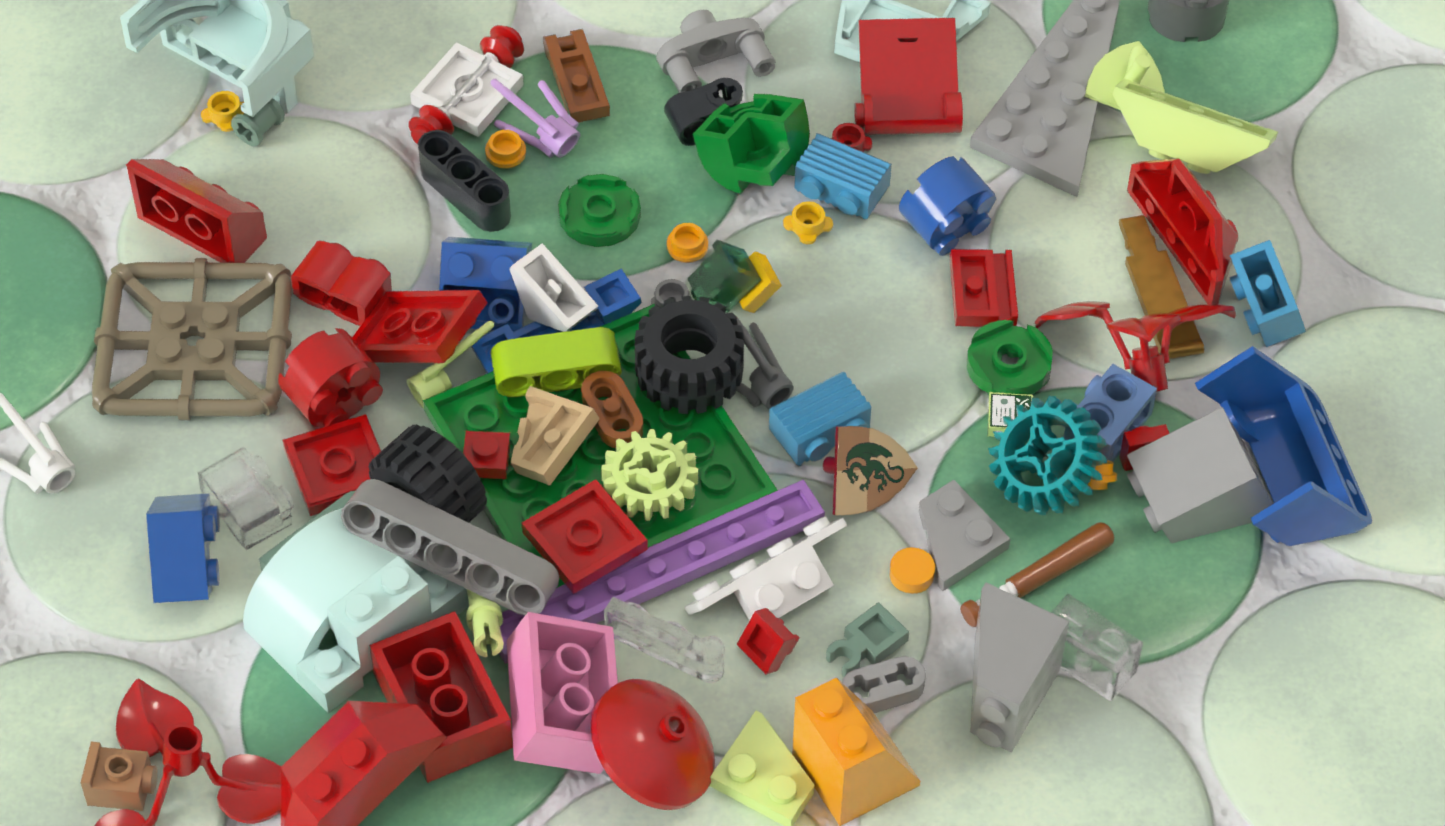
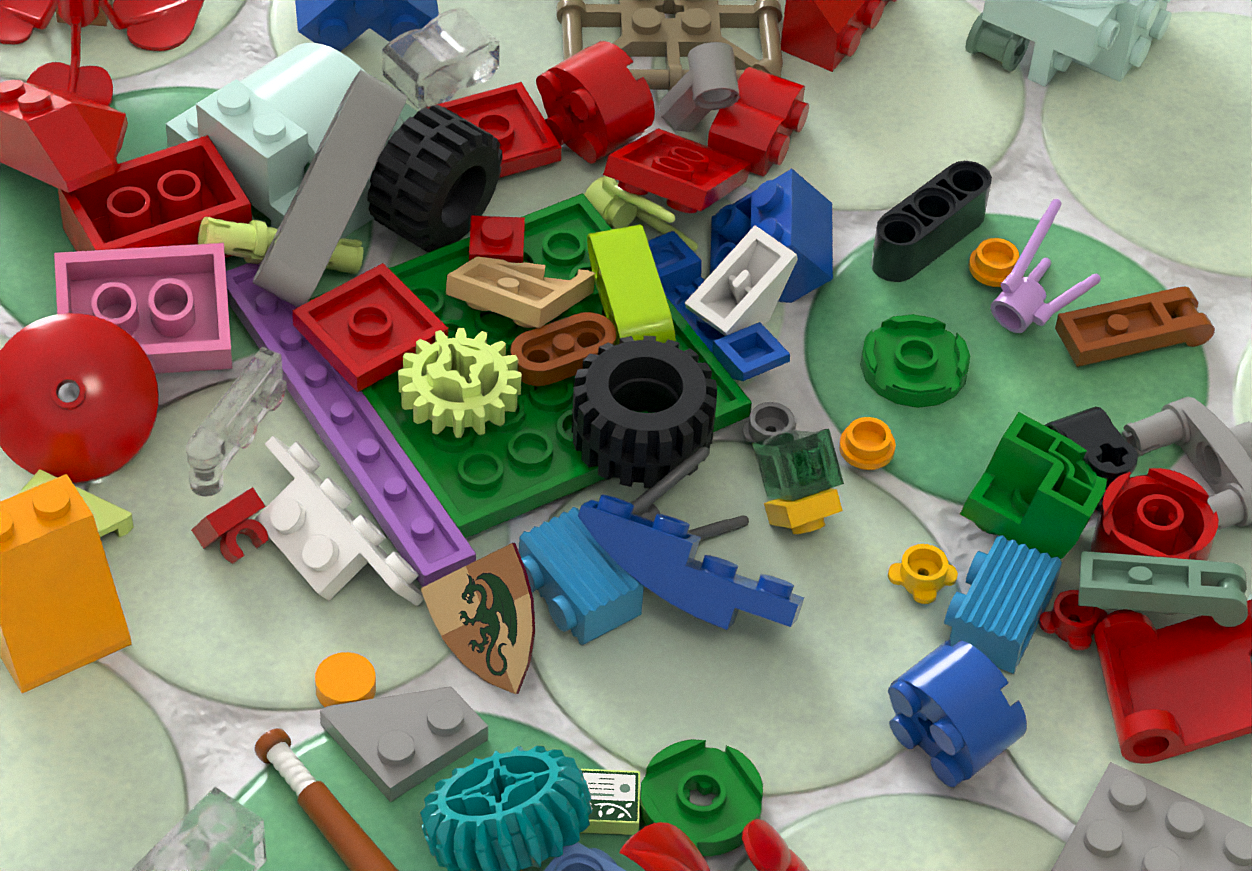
camera: 85 degrees right, 5 degrees down
(324, 296) = (705, 87): none -> light grey piece
(460, 86) = (1094, 224): white plate -> none
(792, 70) = (1156, 517): none -> red brick
(830, 348) = (663, 560): none -> blue slope
(852, 76) = (1164, 586): none -> sand green plate
(869, 636) = (231, 632): sand green plate -> none
(882, 682) = (176, 644): light grey beam -> none
(982, 287) = (828, 770): red plate -> none
(1014, 665) = (151, 748): light grey slope -> none

